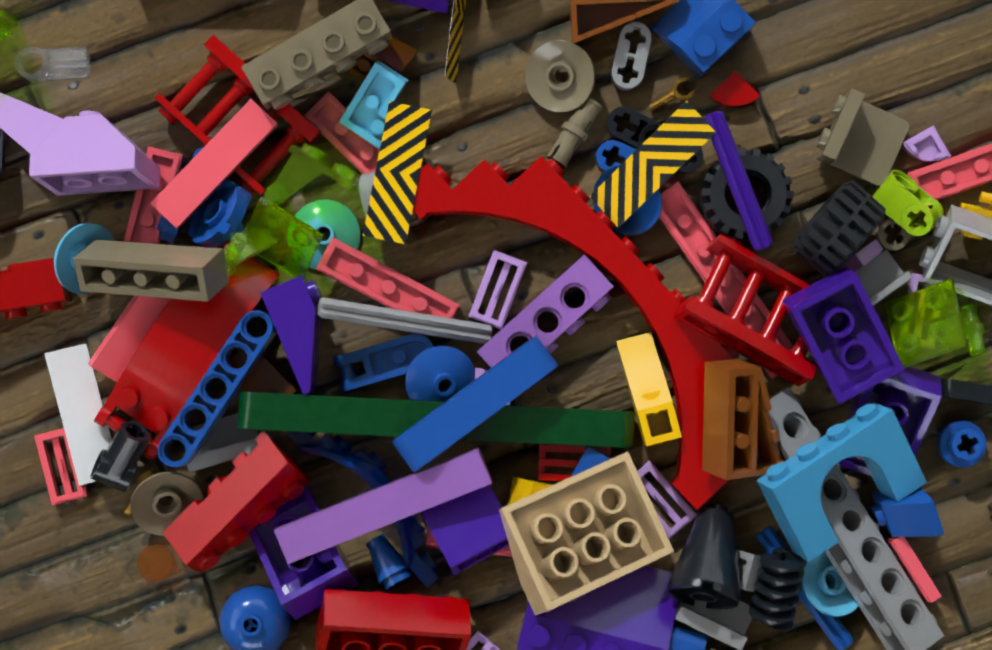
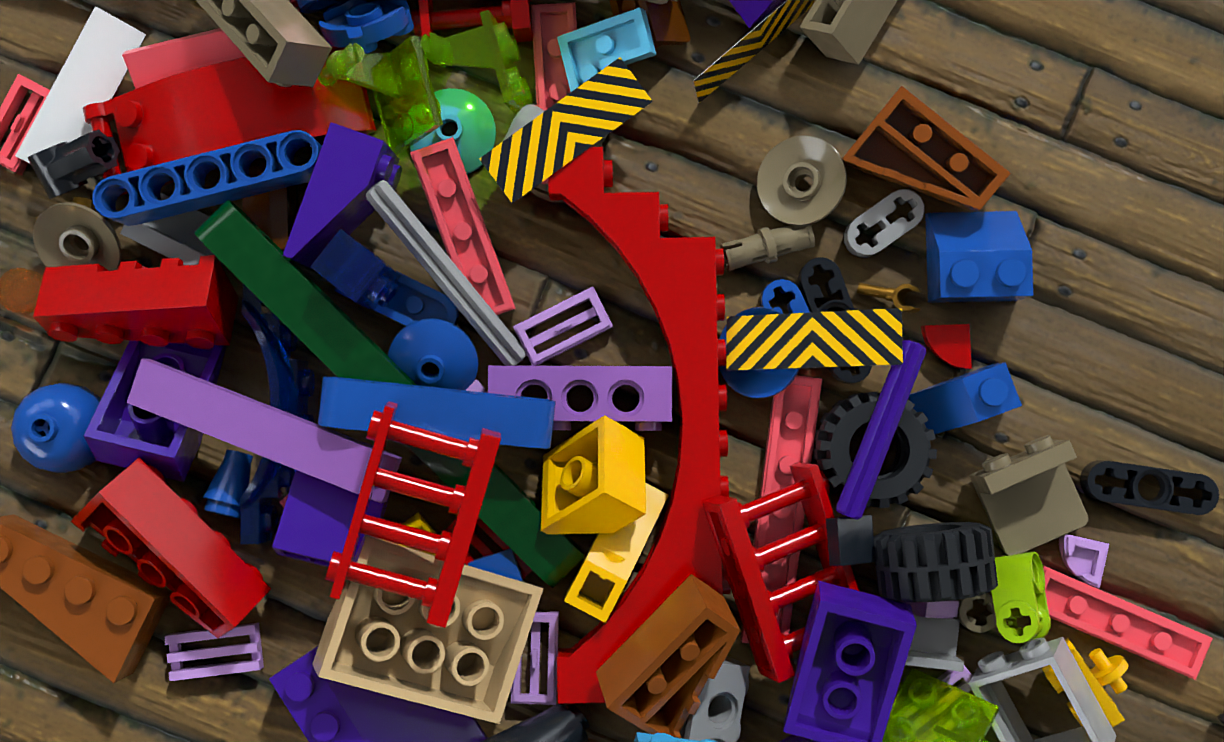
camera: 45 degrees right, 0 degrees up
(354, 364) = (357, 271): none -> clear blue brick
(554, 470) = (448, 547): none -> red fence
(600, 362) = (594, 481): none -> yellow slope
(772, 117) = (967, 398): none -> blue slope
(779, 260) = (850, 540): none -> black tile
(953, 65) = (1181, 479): none -> black beam

